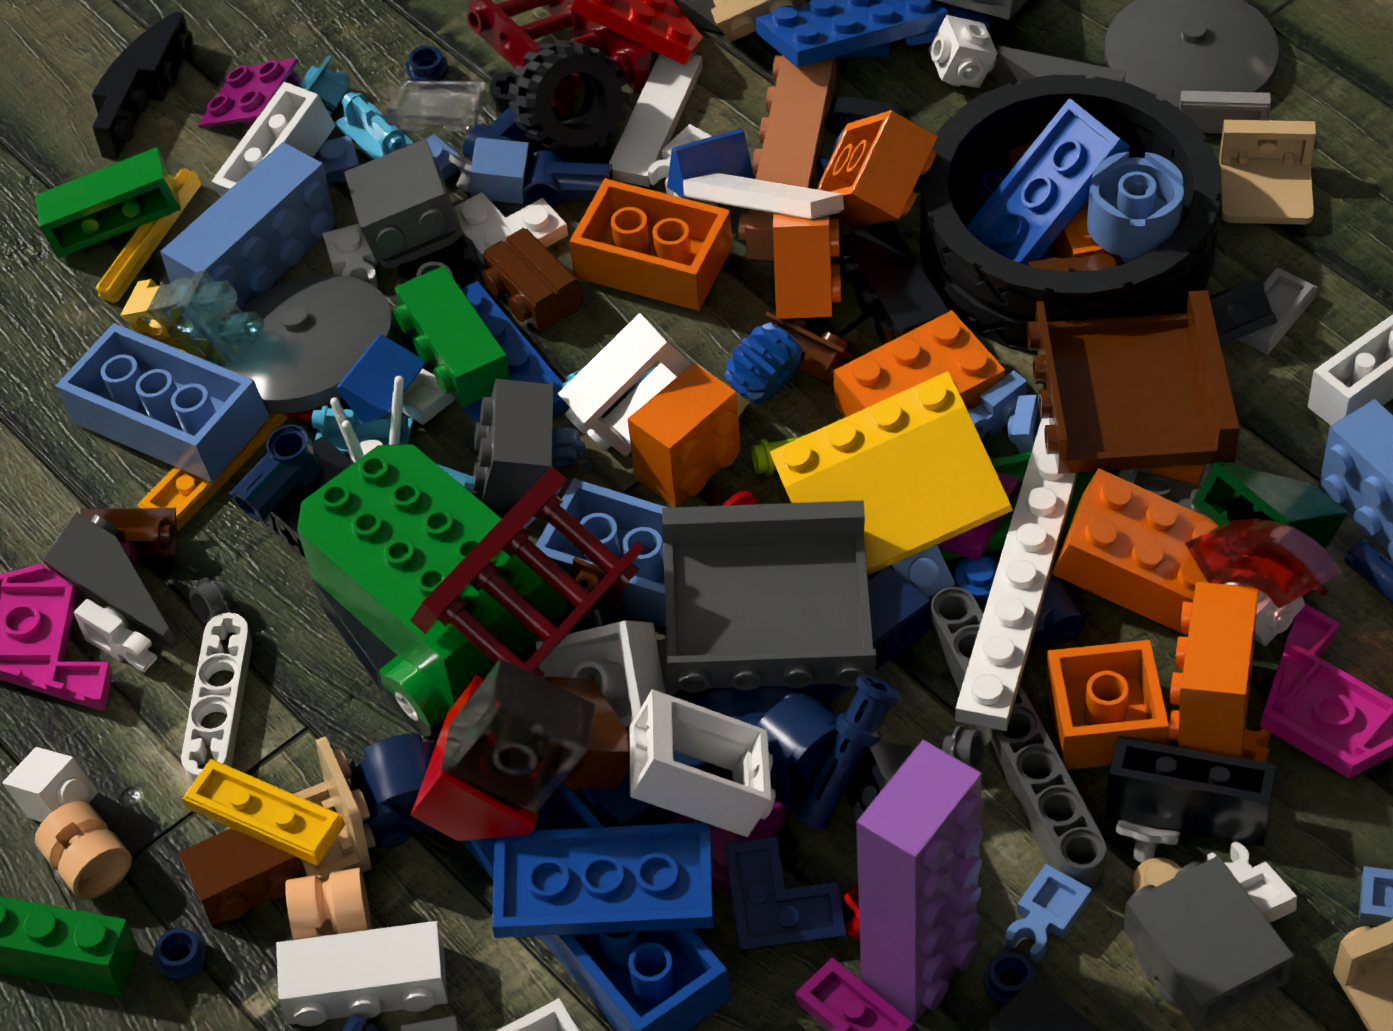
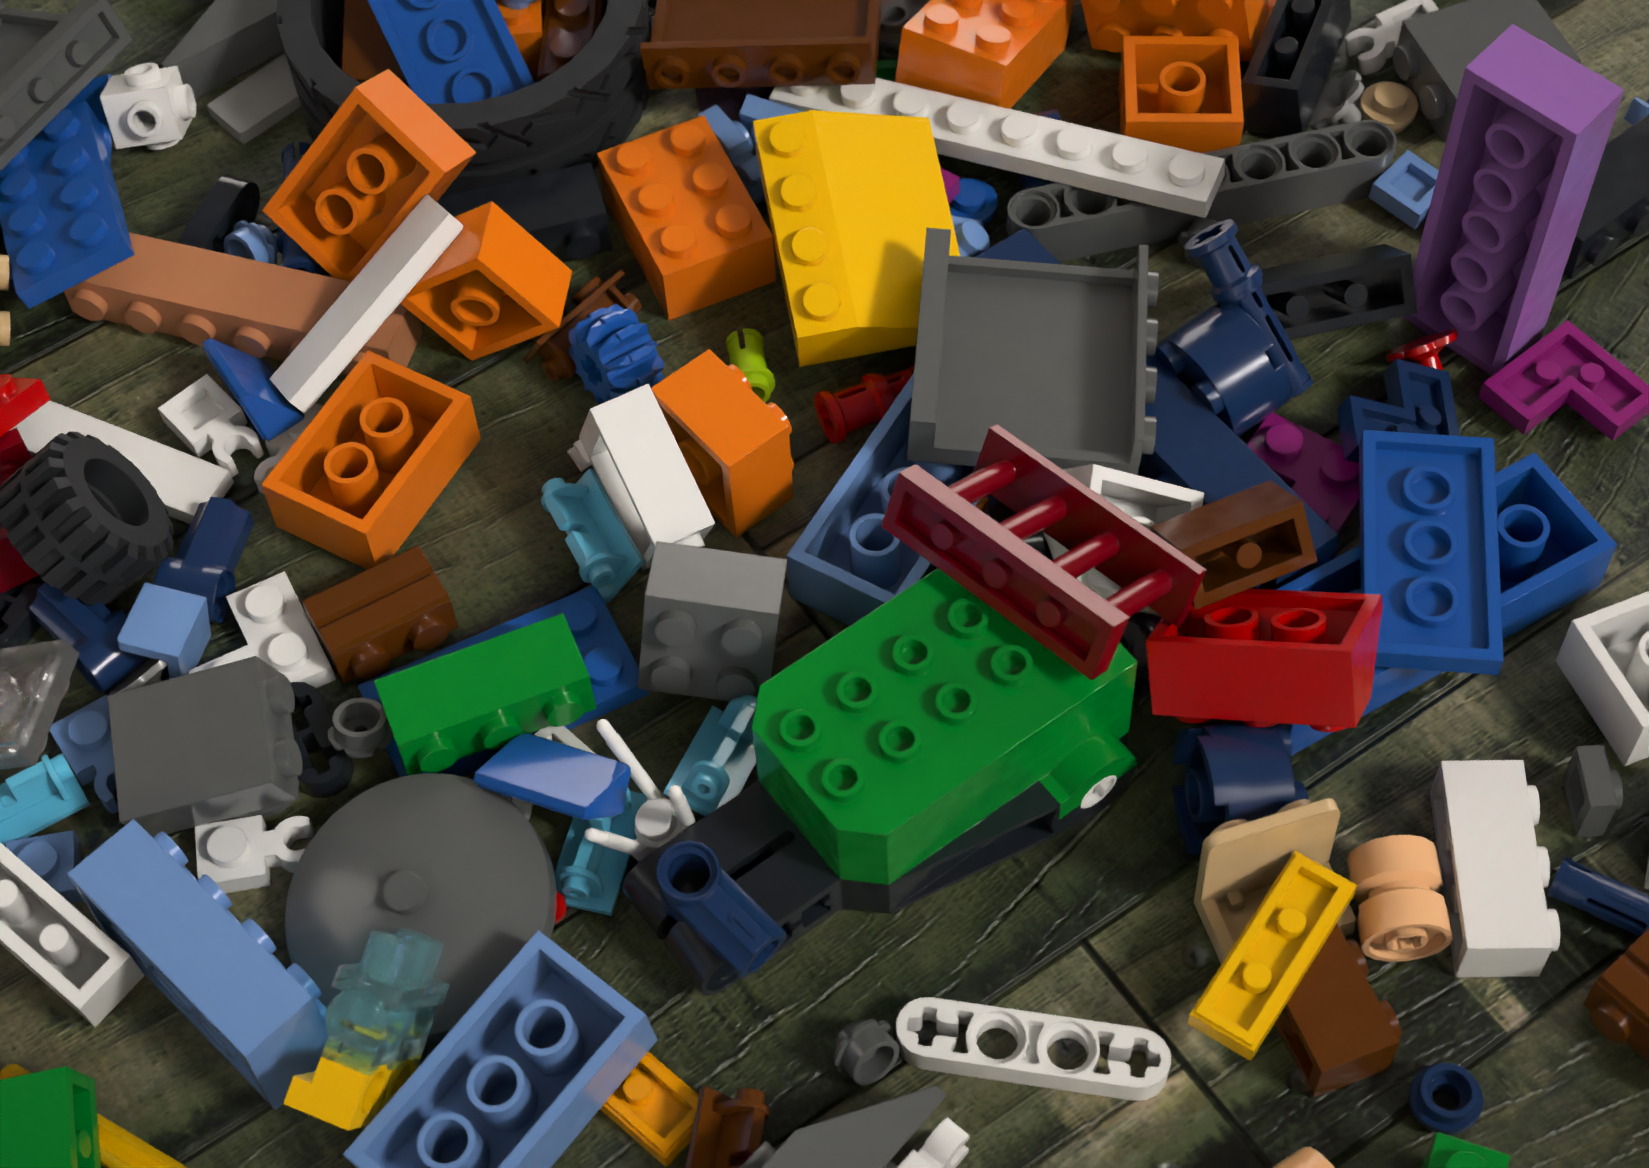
camera: 85 degrees left, 5 degrees up
(518, 736) = (1297, 559): clear smoke brick -> none
(678, 725) = (1325, 409): white window -> none

